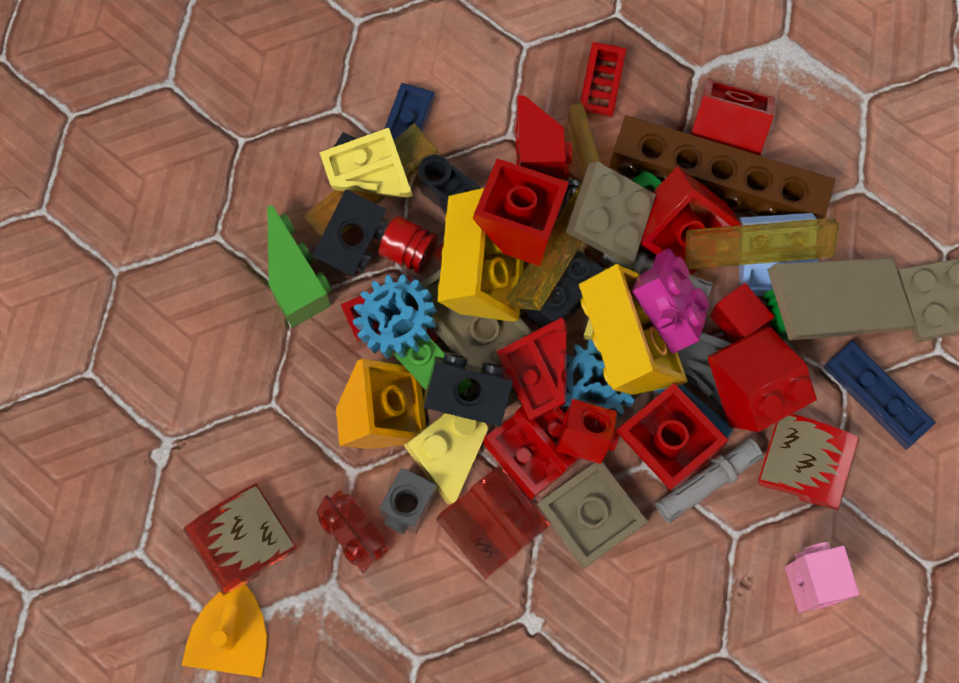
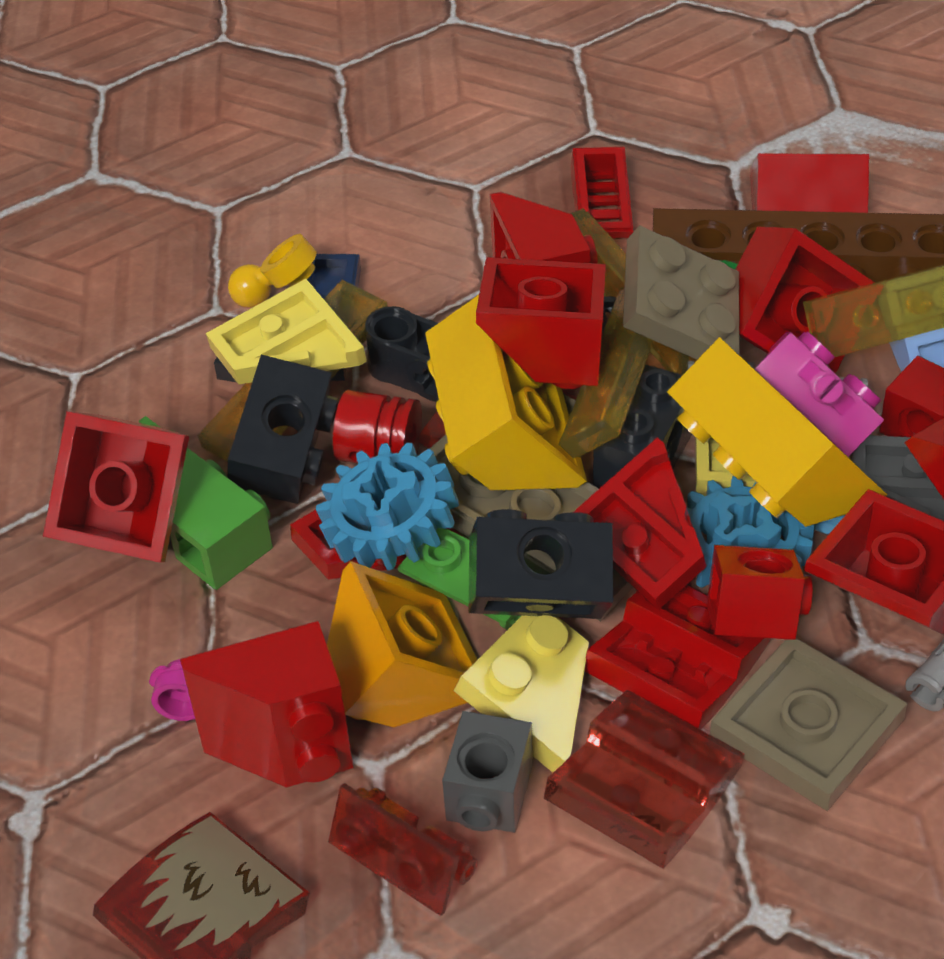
camera: 10 degrees left, 25 degrees down
(244, 257) = (116, 485): none -> red slope
(257, 398) = (170, 692): none -> dark pink plate
(302, 436) = (272, 706): none -> red slope
(383, 96) = (283, 266): none -> yellow plate

